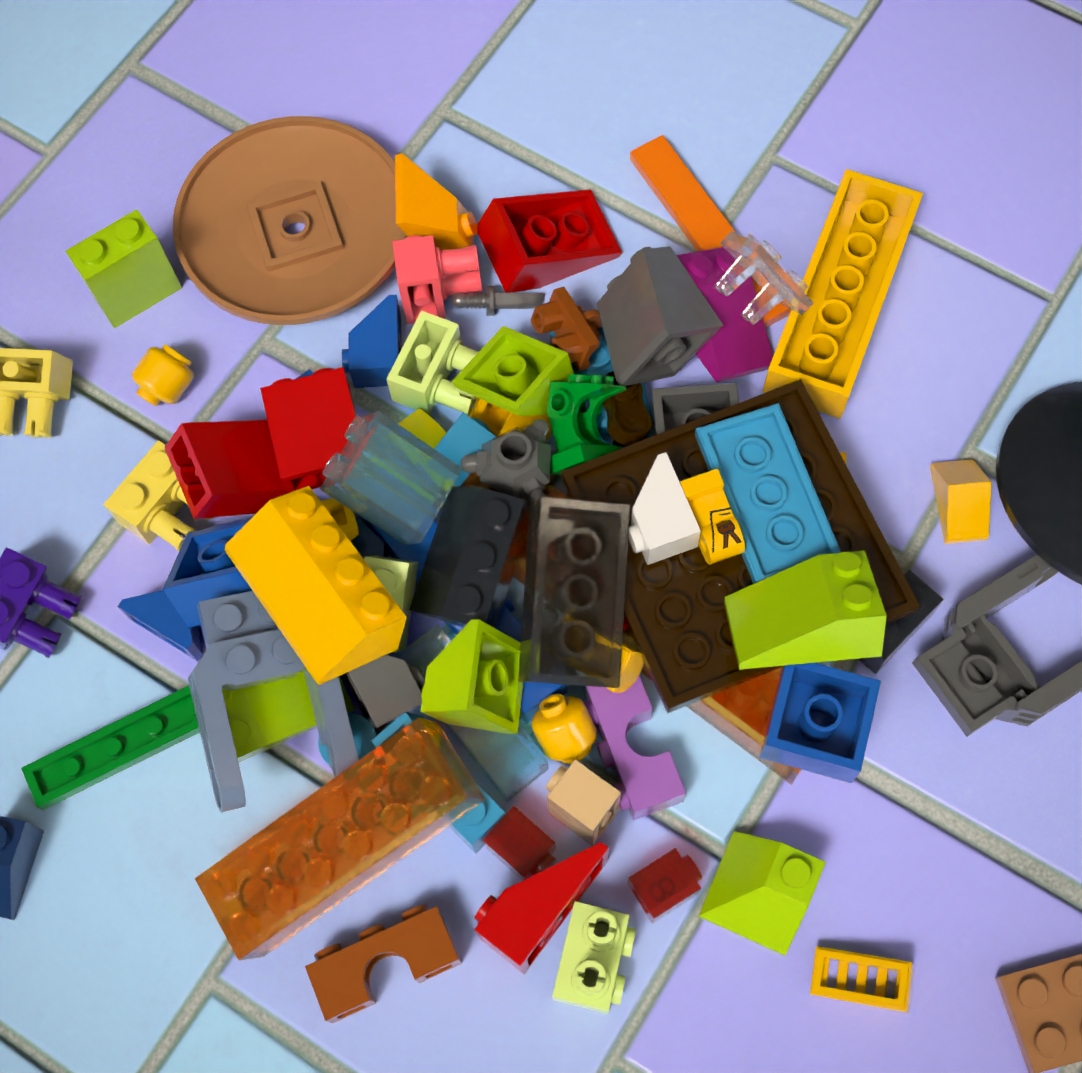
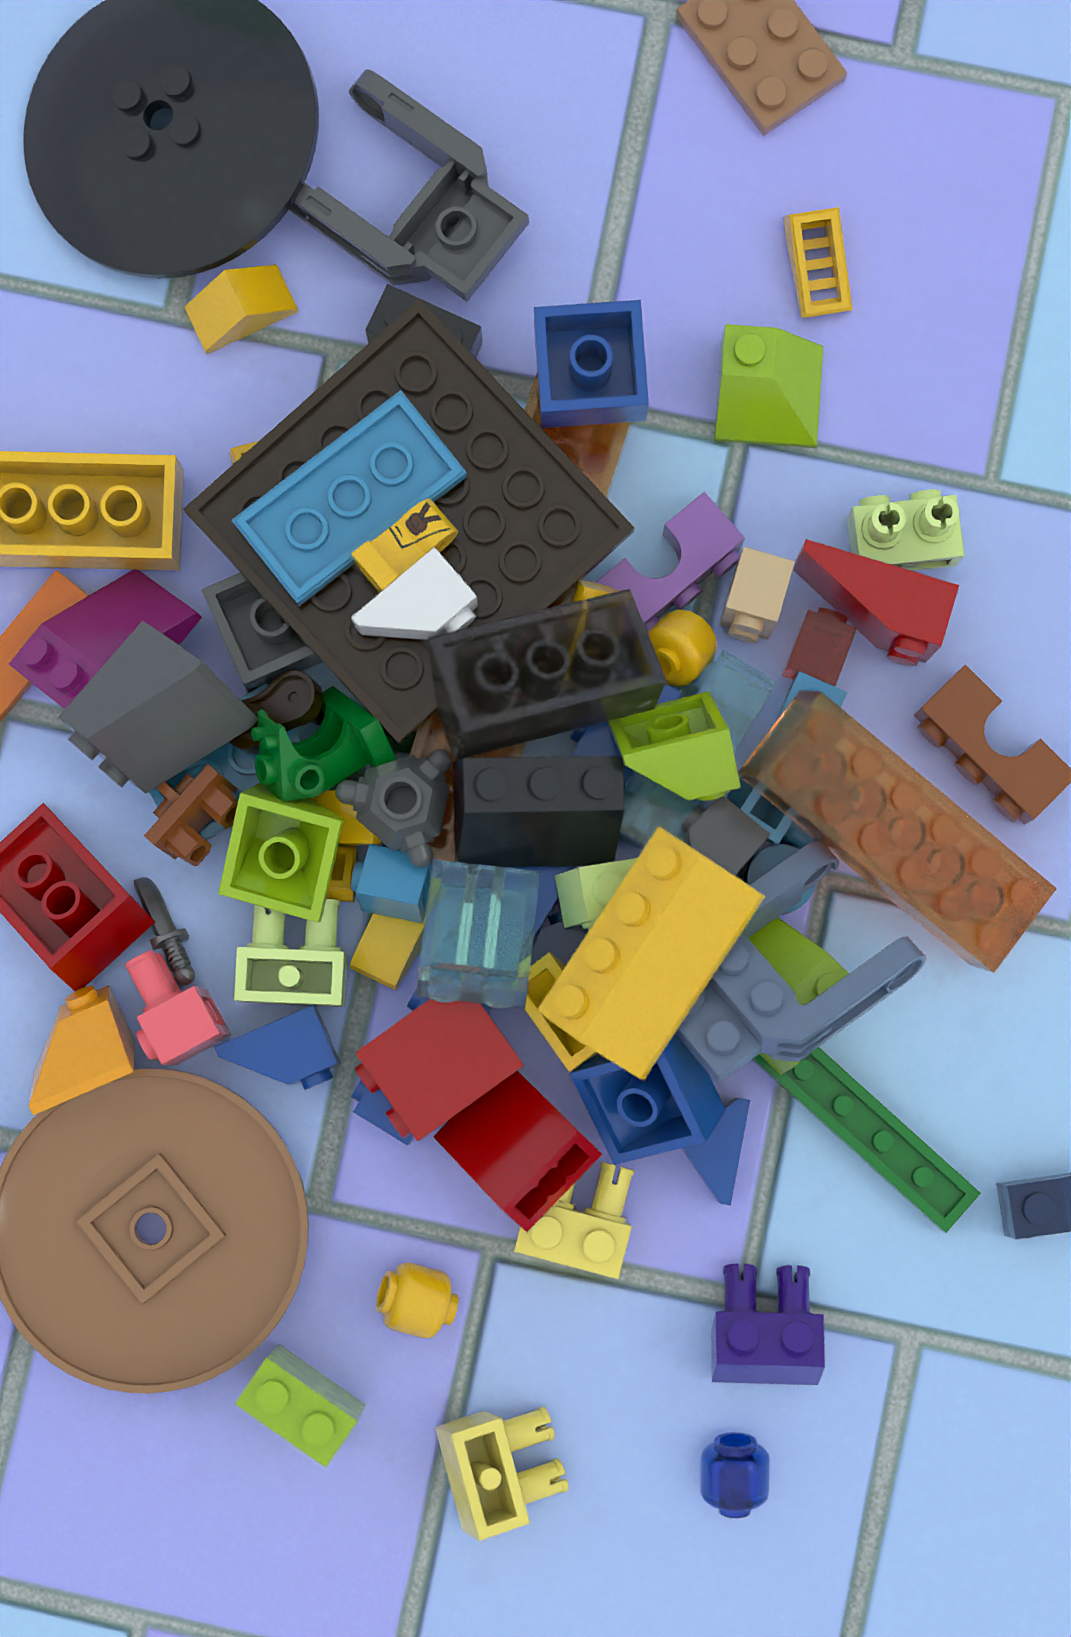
camera: 115 degrees left, 15 degrees up
(665, 884) = (802, 485): clear red brick -> none
(760, 263) = (52, 598): clear plate -> none
(809, 614) = (488, 405): lime slope -> none

